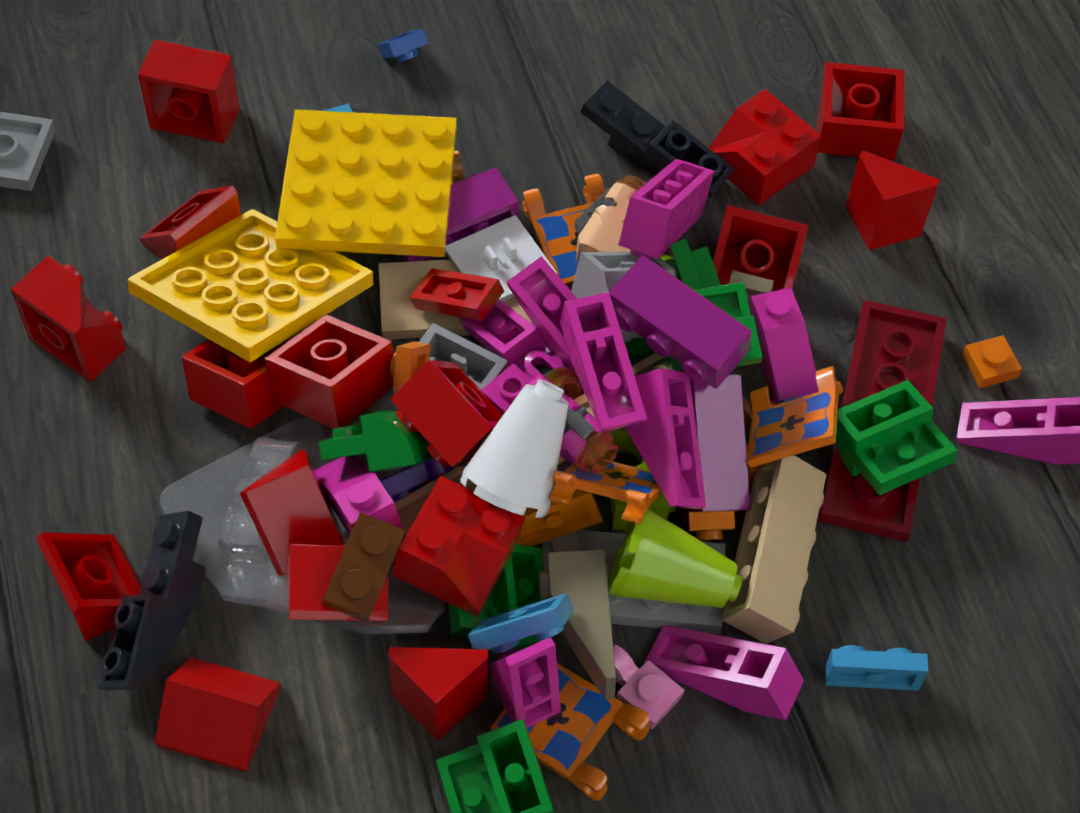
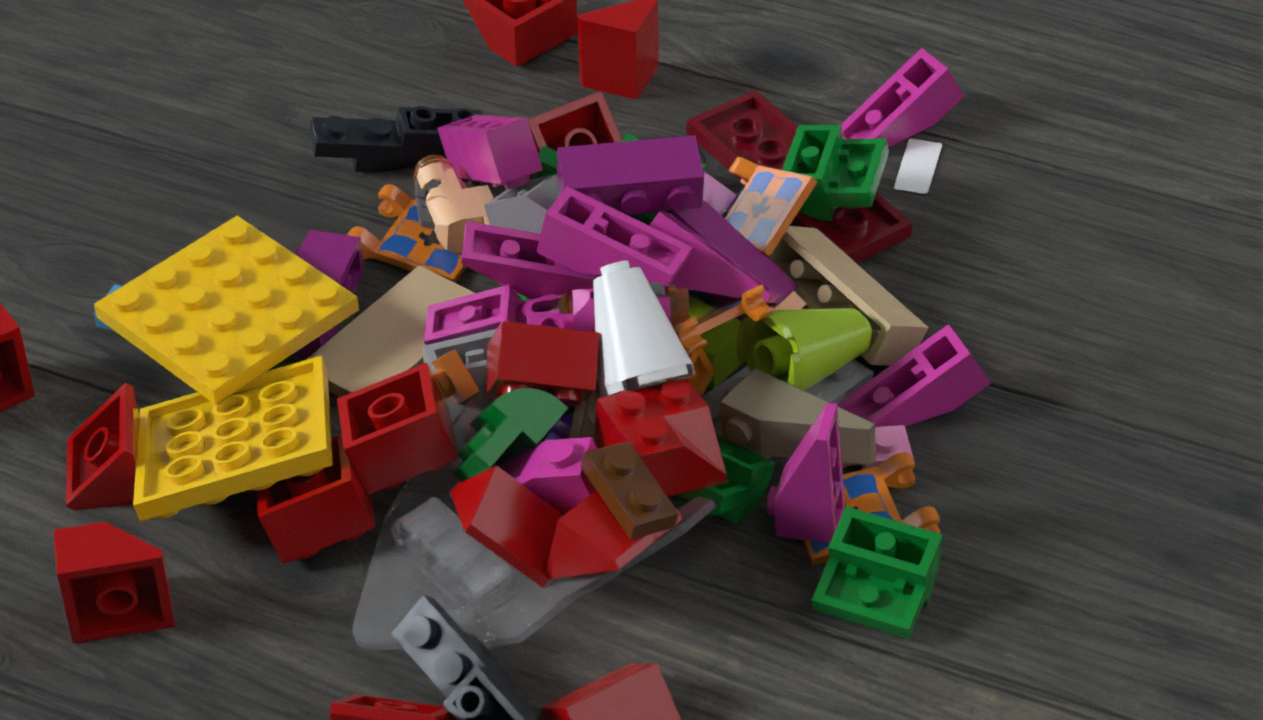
camera: 45 degrees left, 15 degrees down
(403, 46) = (96, 219): blue plate -> none
(438, 684) = (750, 551): red slope -> none
(457, 294) = (405, 323): red plate -> none
(496, 252) = (396, 290): white piece -> none
(538, 619) = (778, 434): dark azure plate -> none
(766, 146) = (481, 75): red slope -> none
(876, 669) = (1000, 312): dark azure plate -> none
(991, 361) = (813, 98): orange plate -> none
(997, 487) = (918, 166): none -> white sticker

